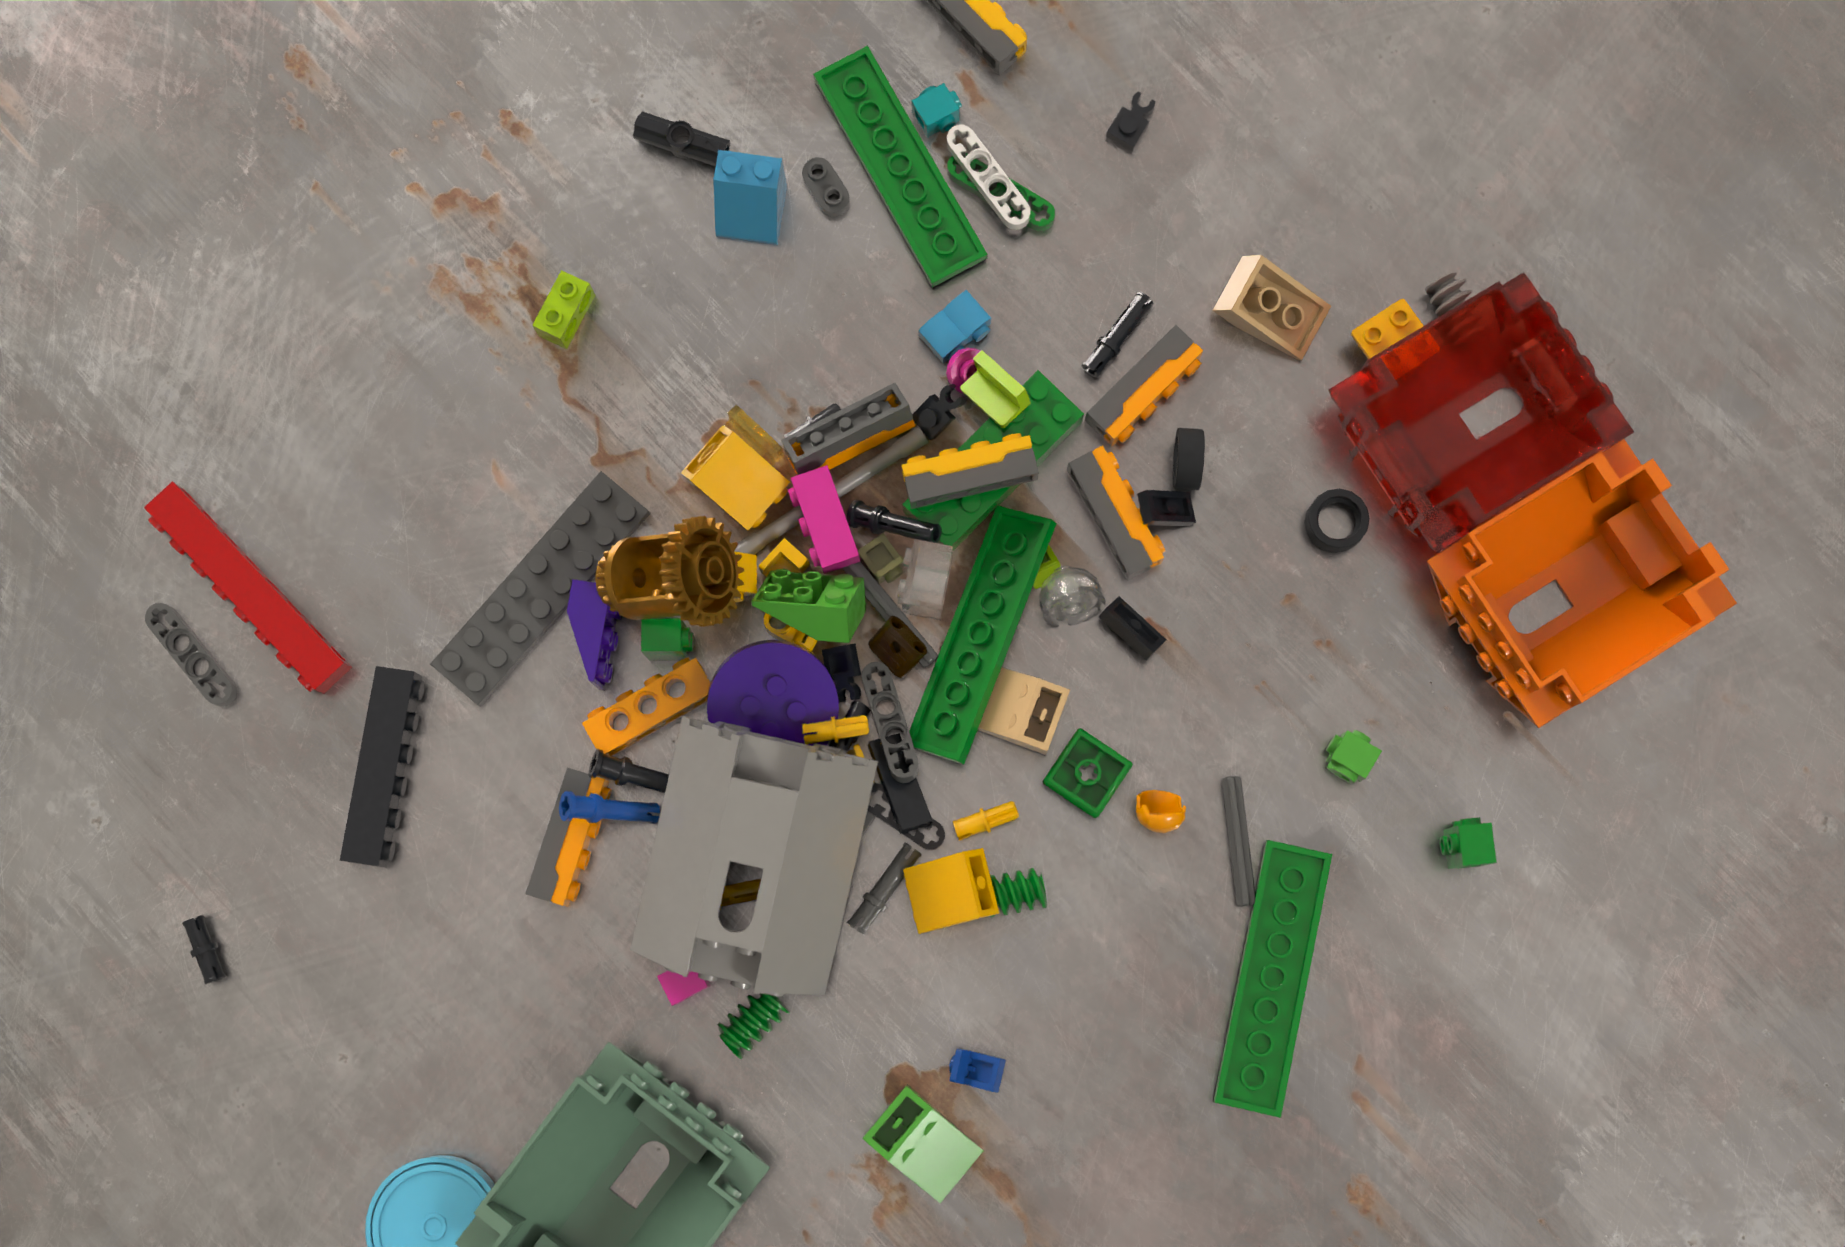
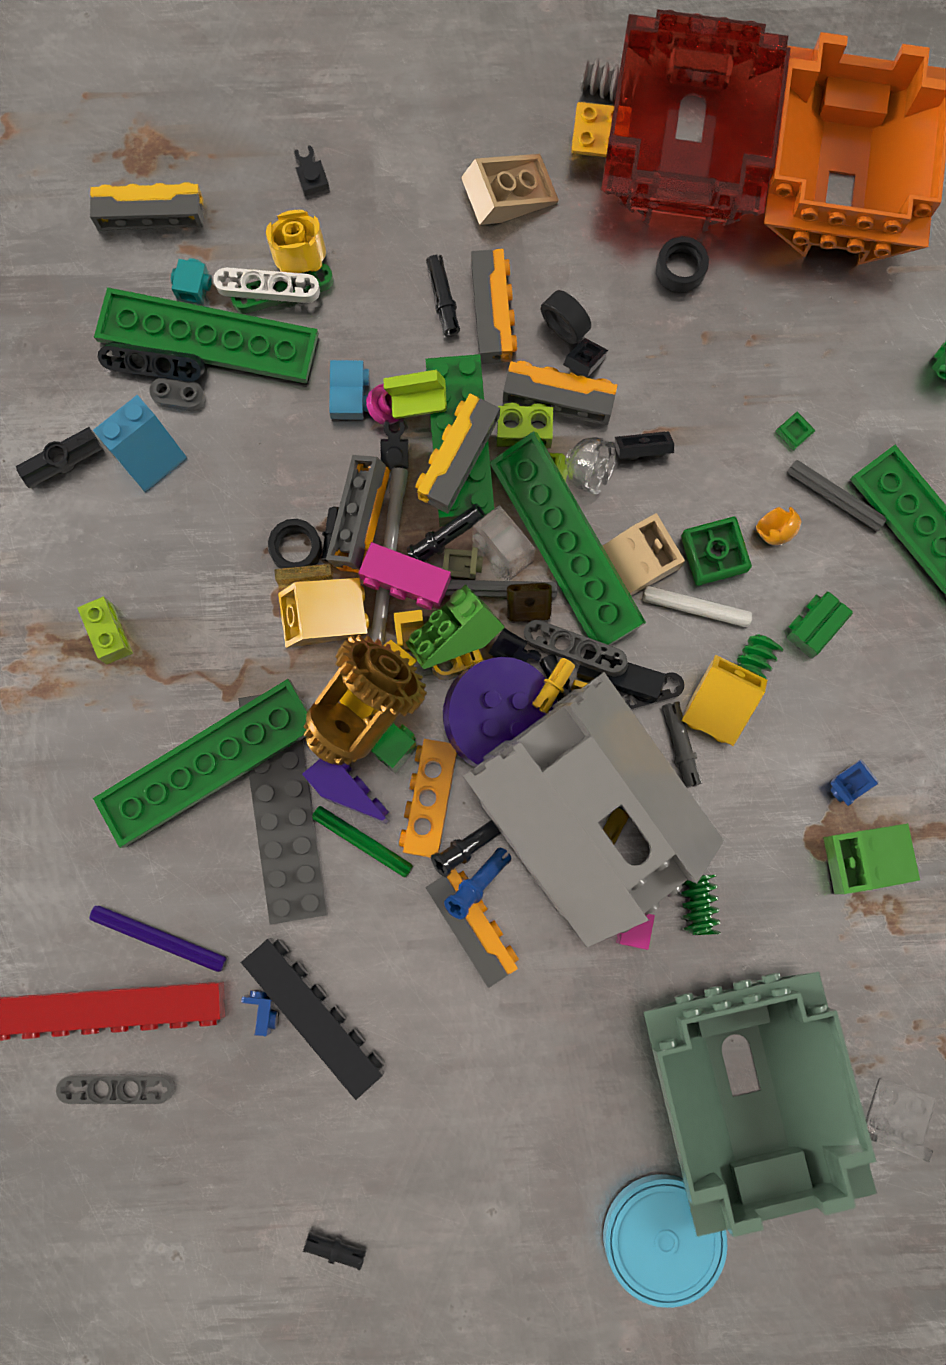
camera: 55 degrees left, 0 degrees up
(342, 581) = (157, 938): none -> dark purple axle
(350, 727) = (266, 1015): none -> blue bracket
(518, 491) = (203, 764): none -> green plate
(565, 682) = (362, 841): none -> green axle
(776, 379) = (286, 527): none -> black tyre
(835, 138) = (151, 365): none -> black beam
(985, 820) = (691, 641): yellow axle -> none
(1024, 799) = (697, 606): none -> white axle
(1048, 168) = (296, 242): none -> yellow brick
(1062, 504) = (524, 417): none -> lime brick
(1099, 921) = (819, 624): none -> green brick
(1269, 753) = (795, 431): none -> green tile
(1351, 756) = (842, 380): bright green brick -> none

